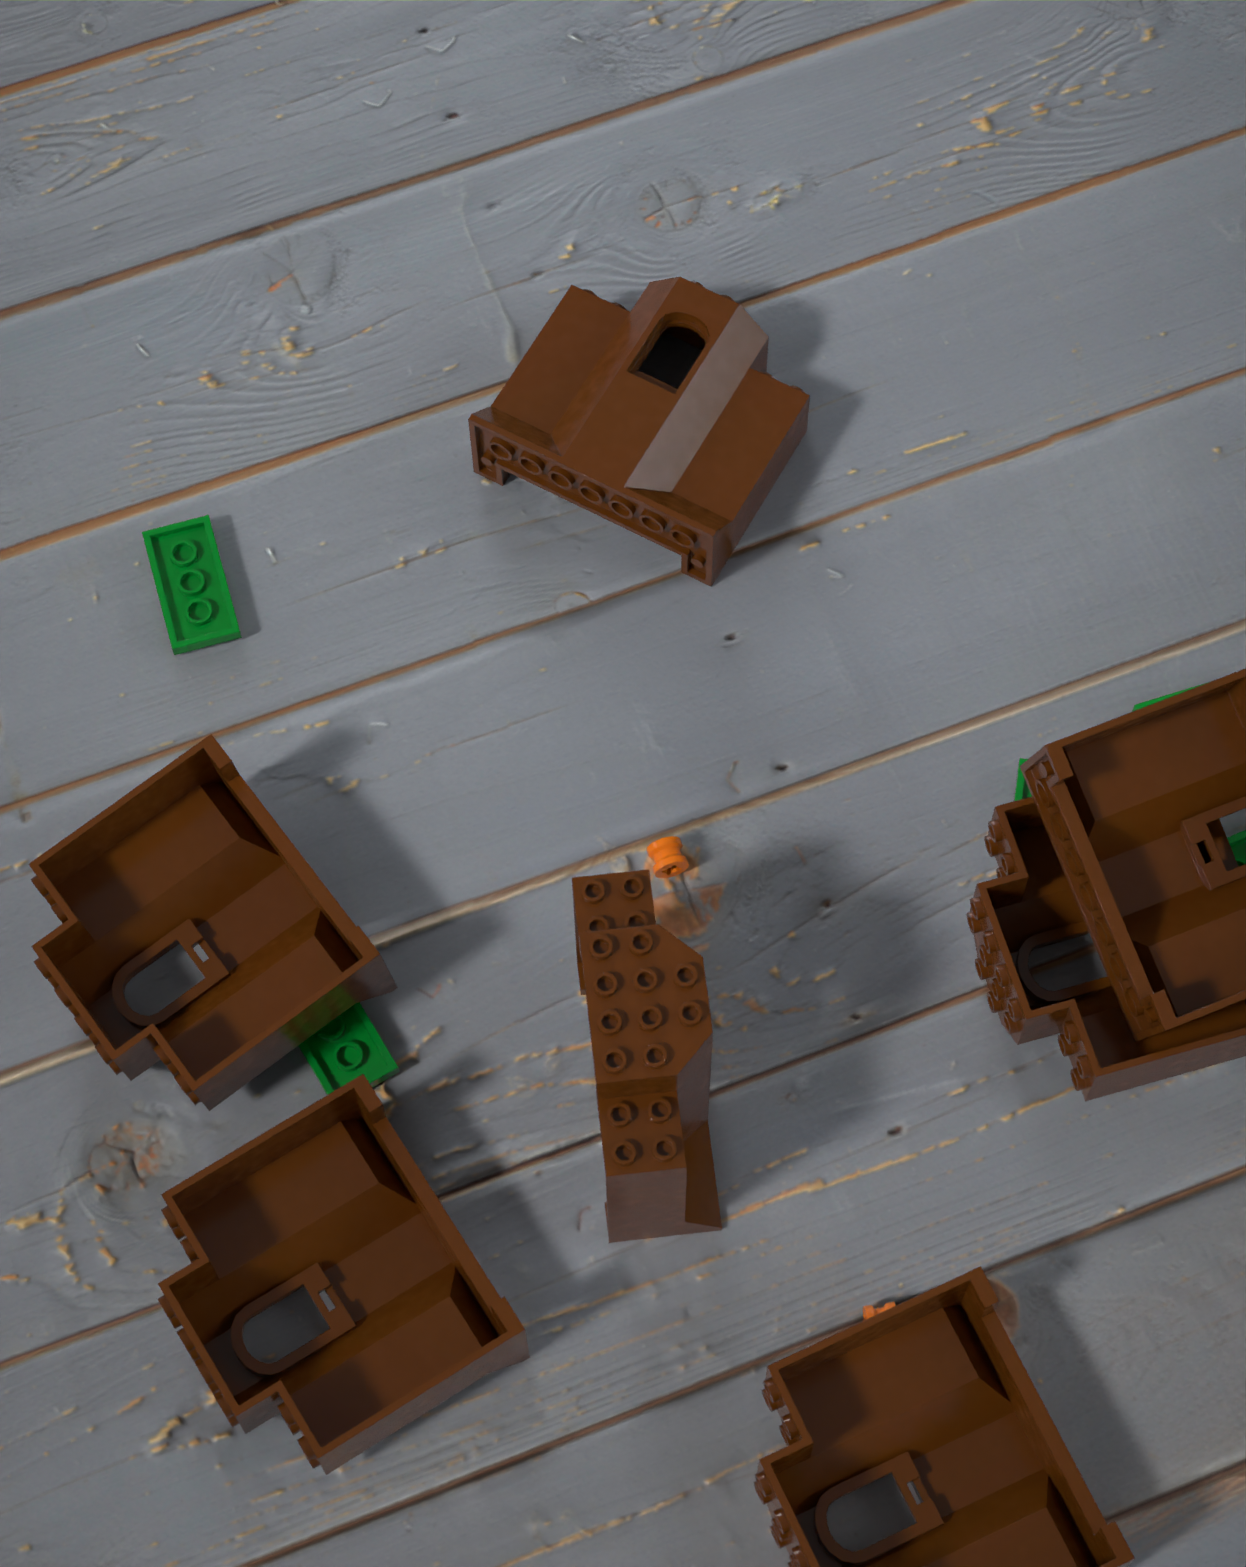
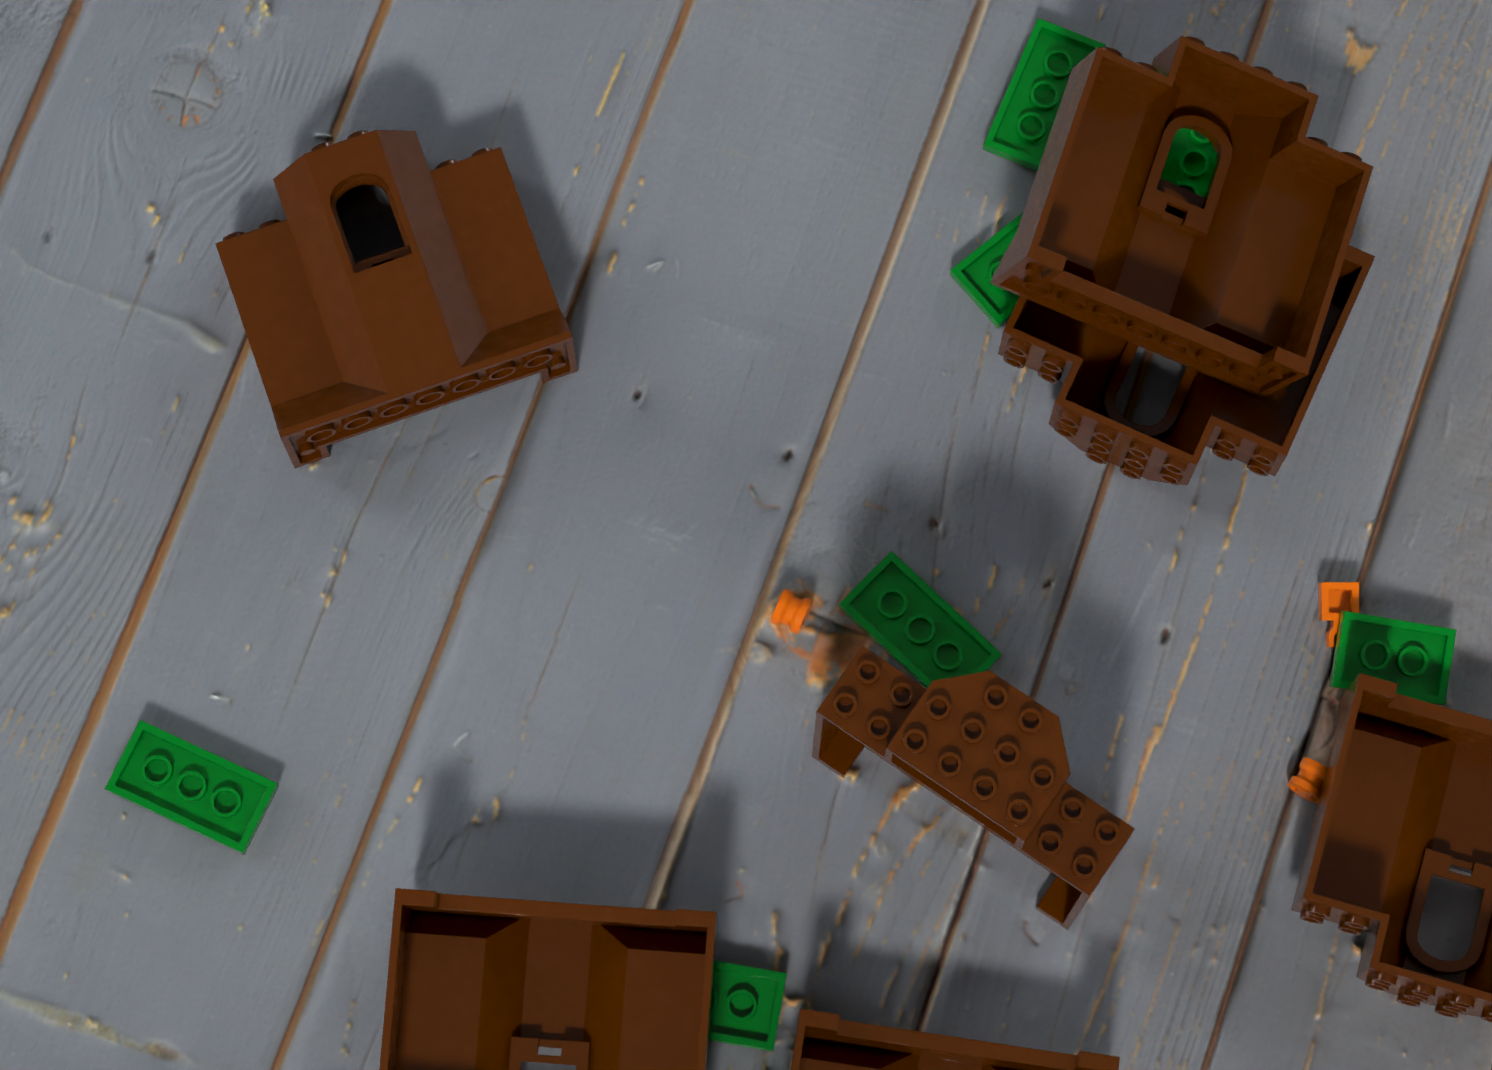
camera: 50 degrees left, 10 degrees up
(737, 952) = (916, 624): none -> green plate
(1035, 1234) = (1333, 599): none -> orange plate
(1035, 1305) = (1395, 651): none -> green plate

